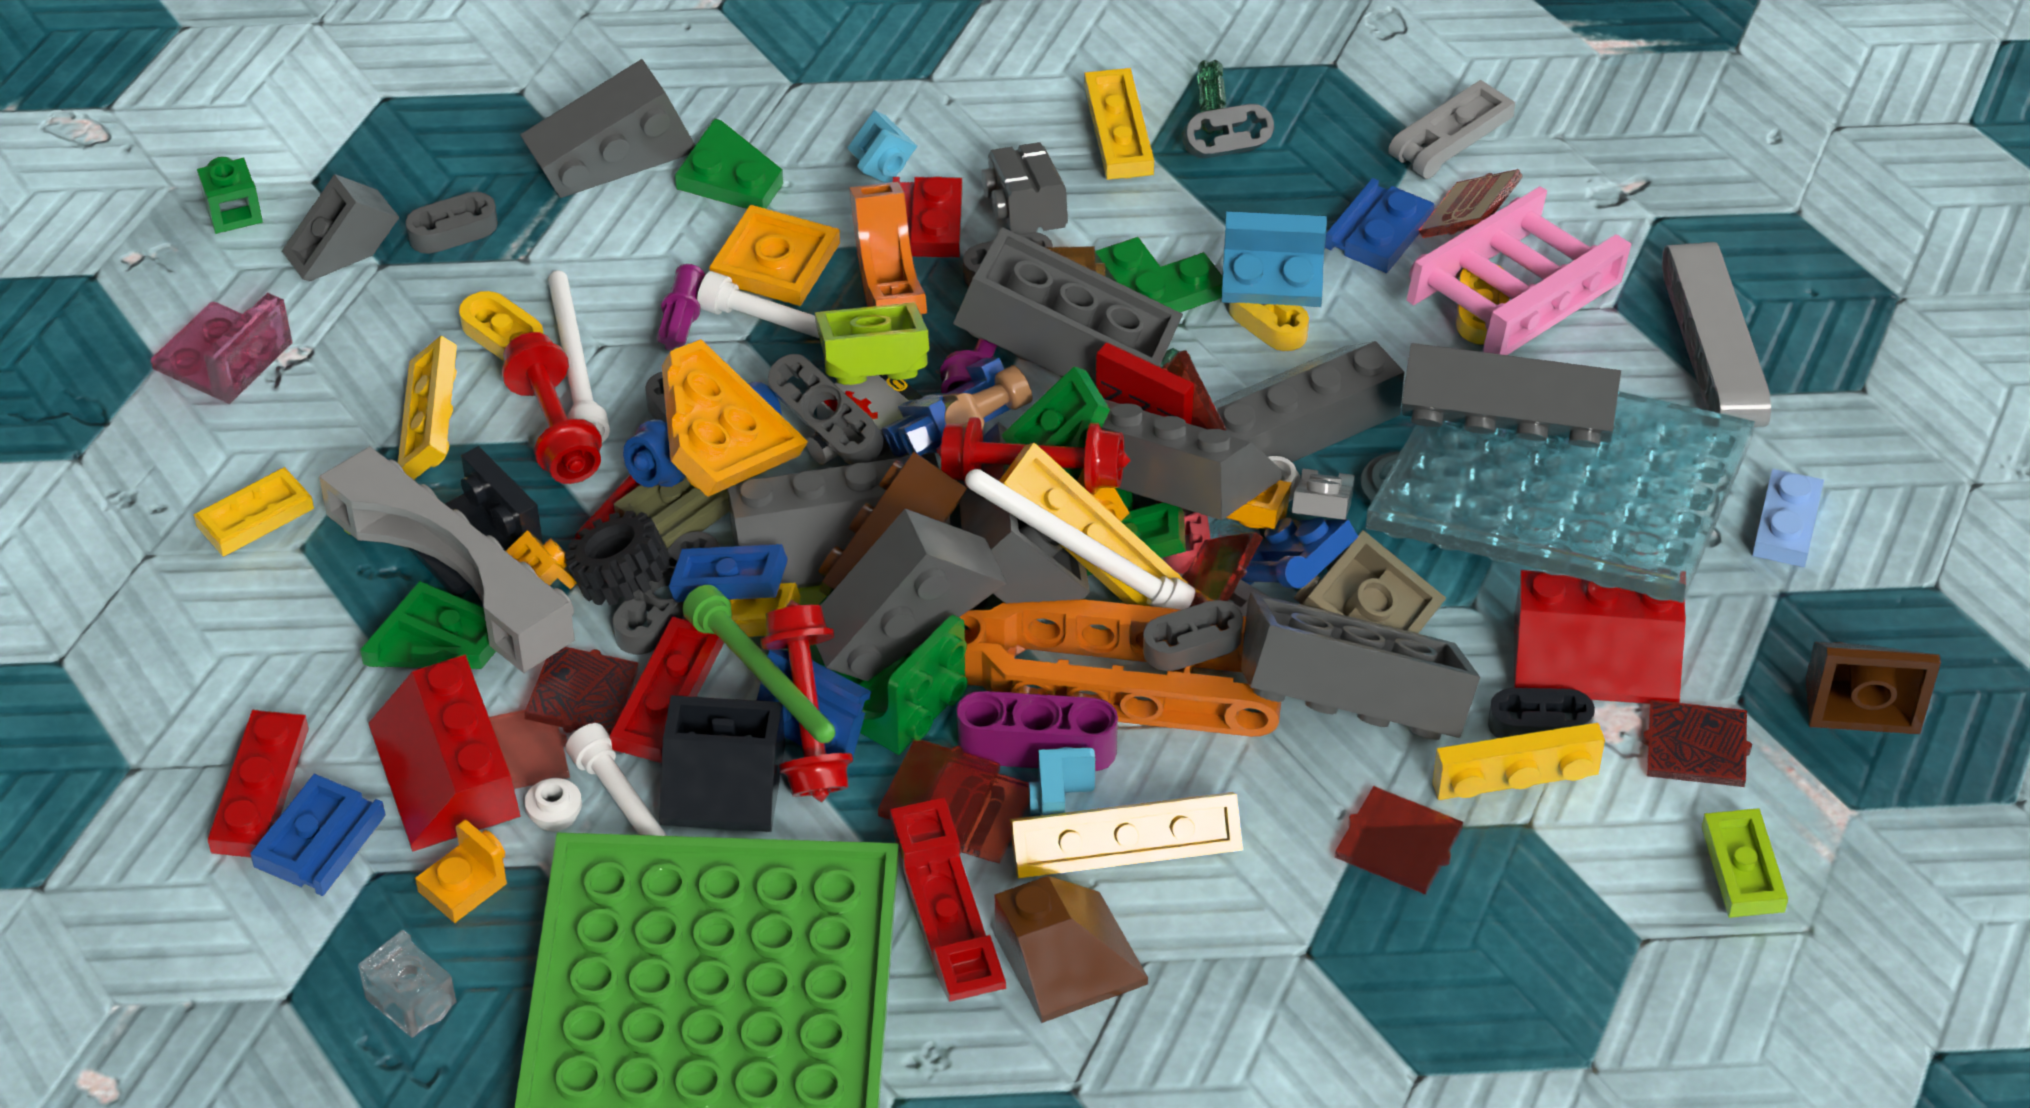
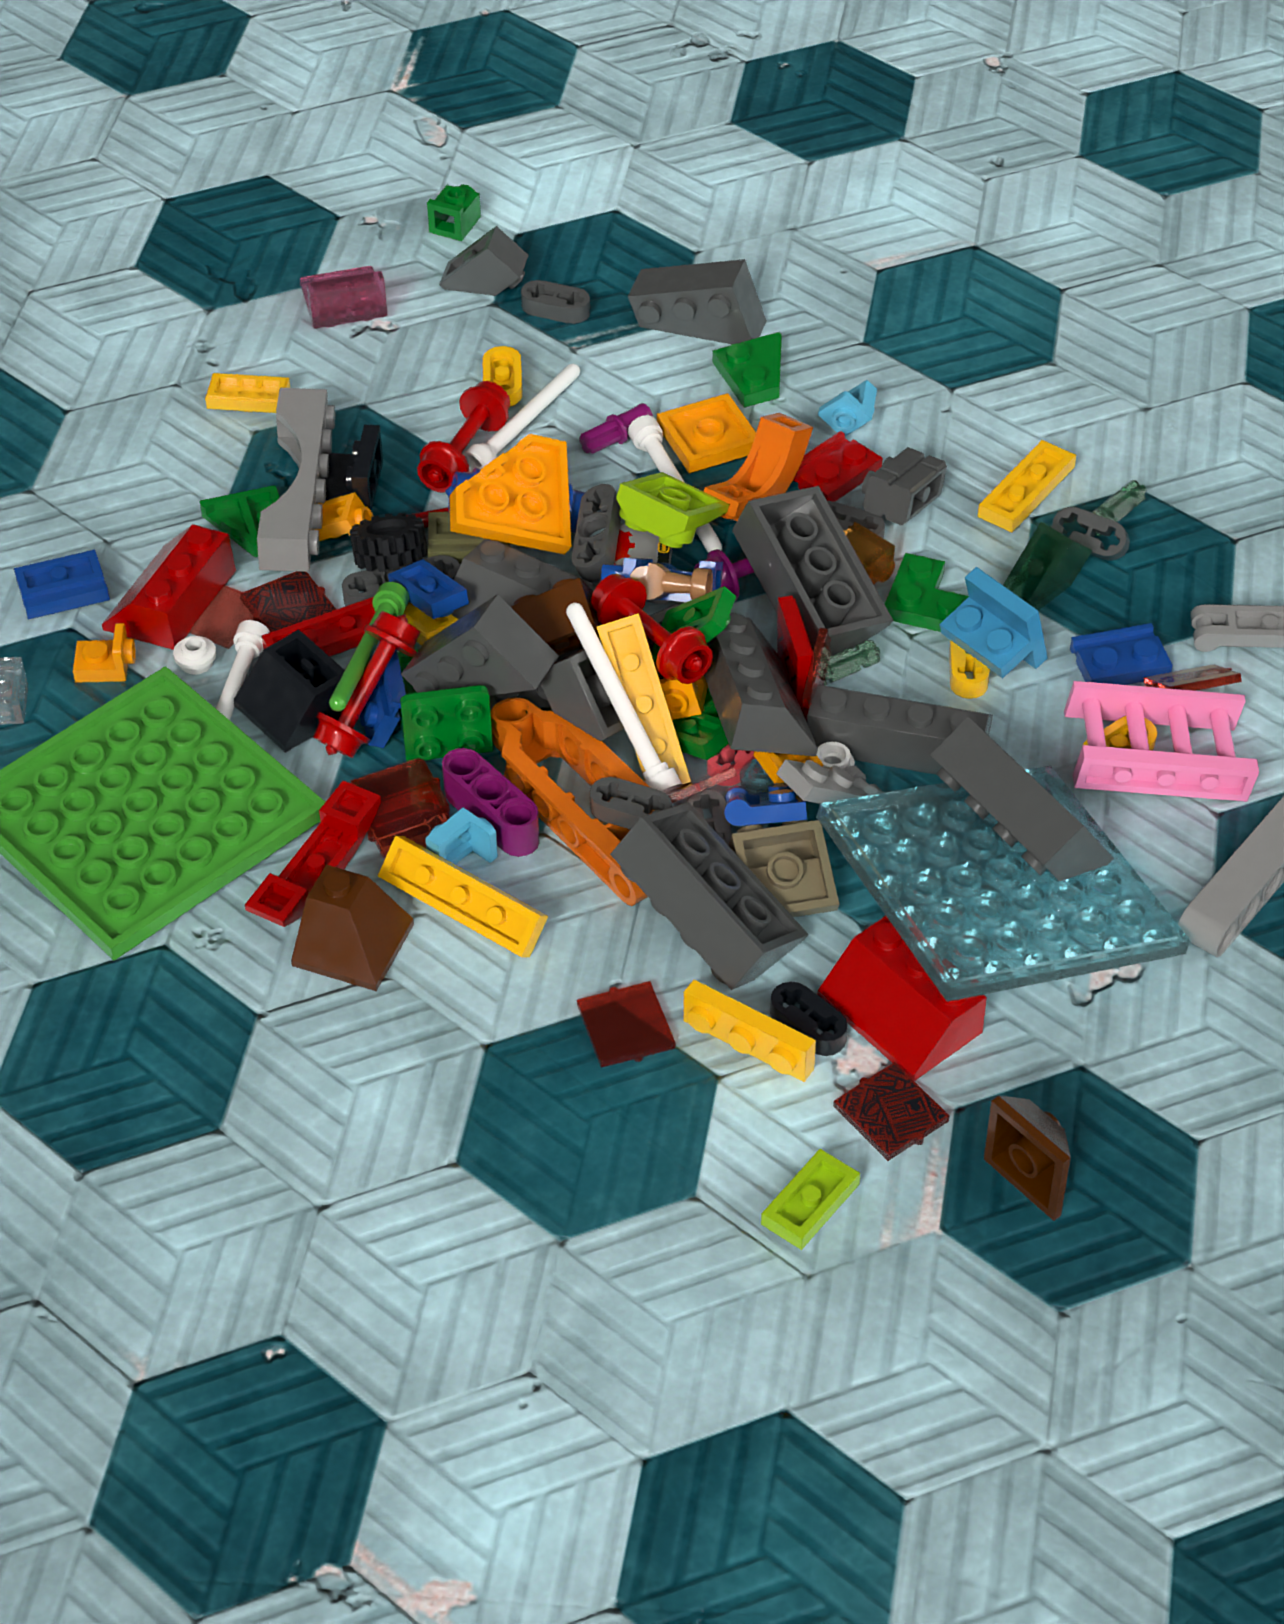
camera: 45 degrees right, 0 degrees up
(258, 781) = (76, 535): red plate -> none
(427, 408) = (406, 395): yellow plate -> none
(1230, 181) = (1046, 566): none -> clear green slope
(1788, 518) = (1148, 1022): light blue plate -> none

